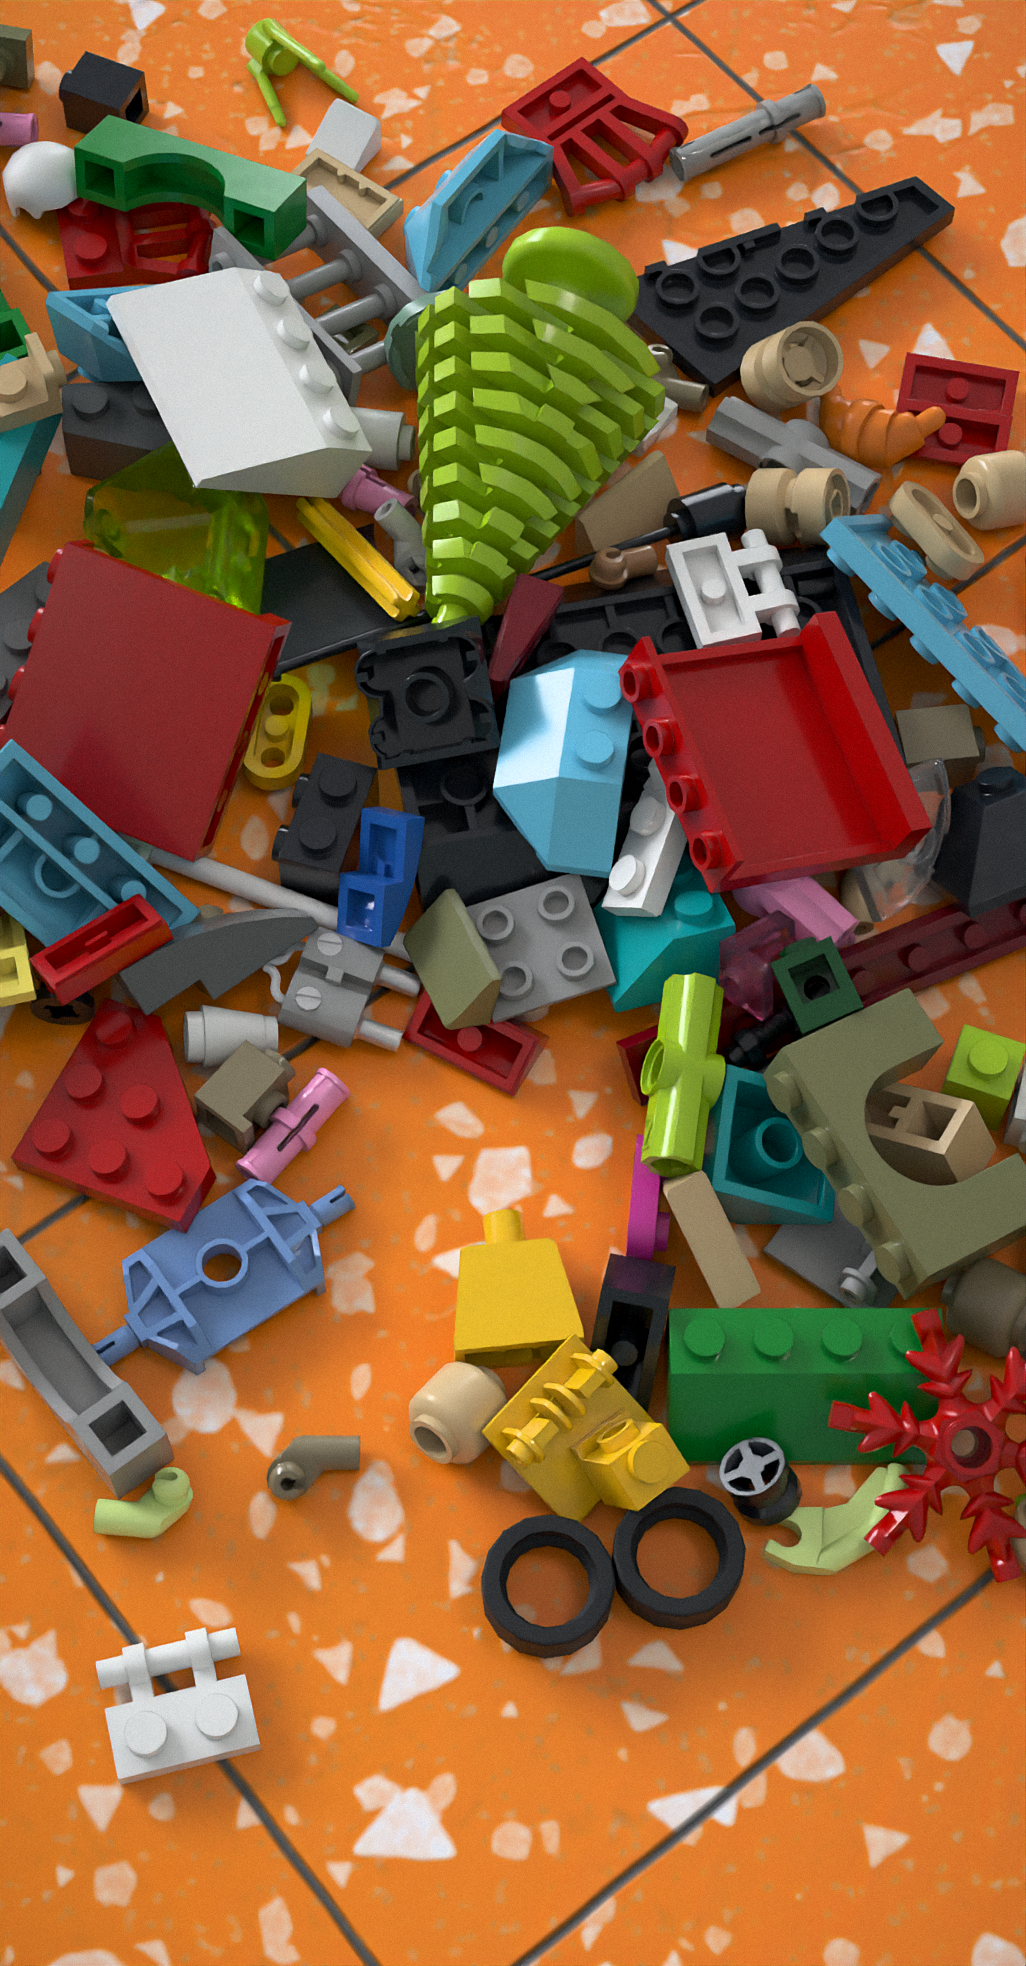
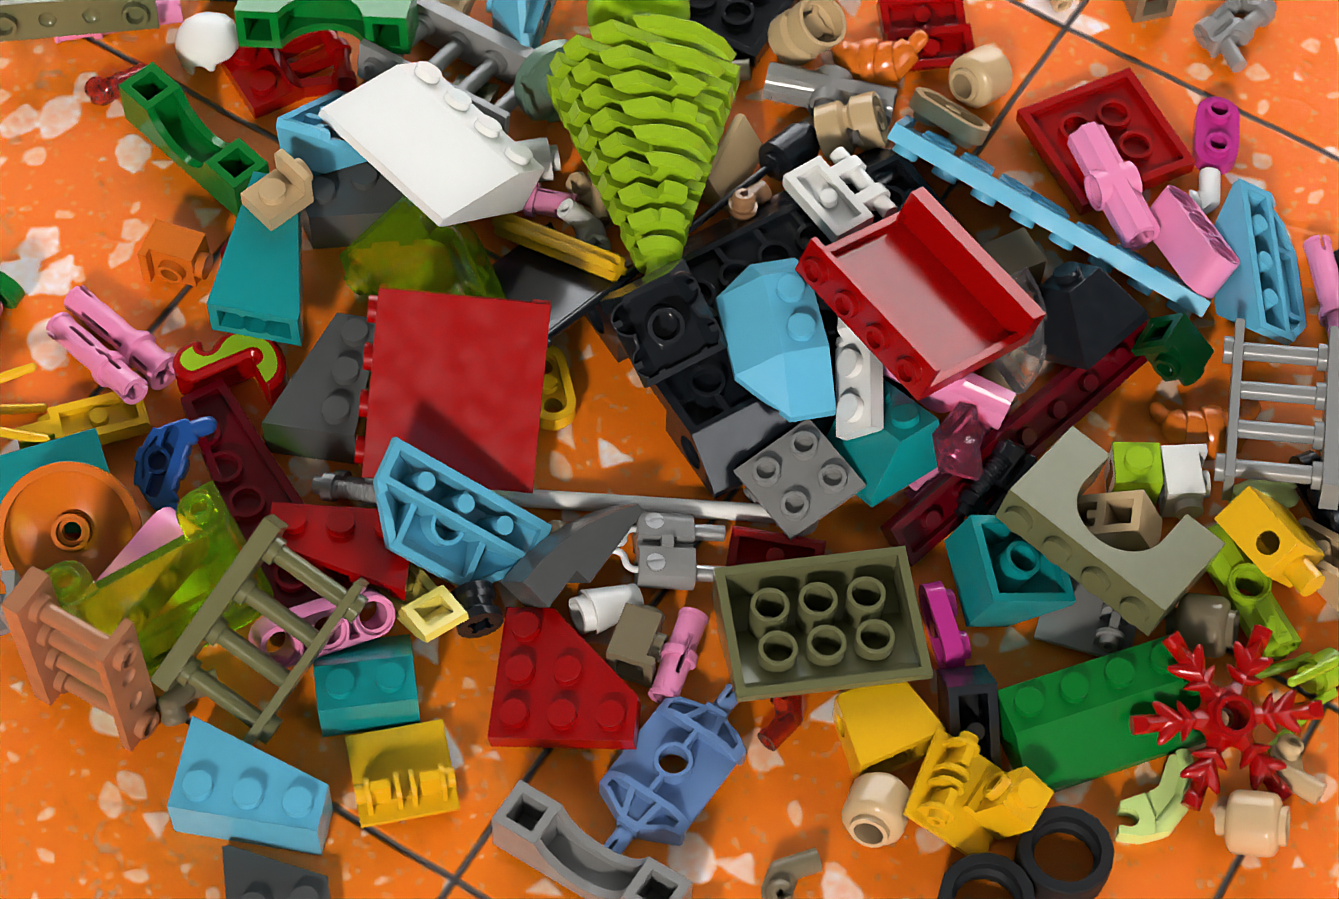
camera: 20 degrees left, 5 degrees down
(101, 948) = (501, 569): red tile -> none
(325, 826) = (617, 441): black brick -> none
(379, 892) = (675, 470): blue slope -> none
(401, 1247) = (786, 720): none -> clear red arm
(454, 963) = (748, 506): olive slope -> none
(479, 1147) = (820, 624): none -> olive slope
(524, 622) = (706, 255): dark red slope -> none
(682, 1075) = (941, 532): lime piece -> none
(711, 1239) = (1002, 636): tan slope -> none
(743, 1477) = (1100, 775): black wheel -> none
(812, 962) = (1015, 429): dark green brick -> none
(950, 1598) = (1253, 823): none -> tan head

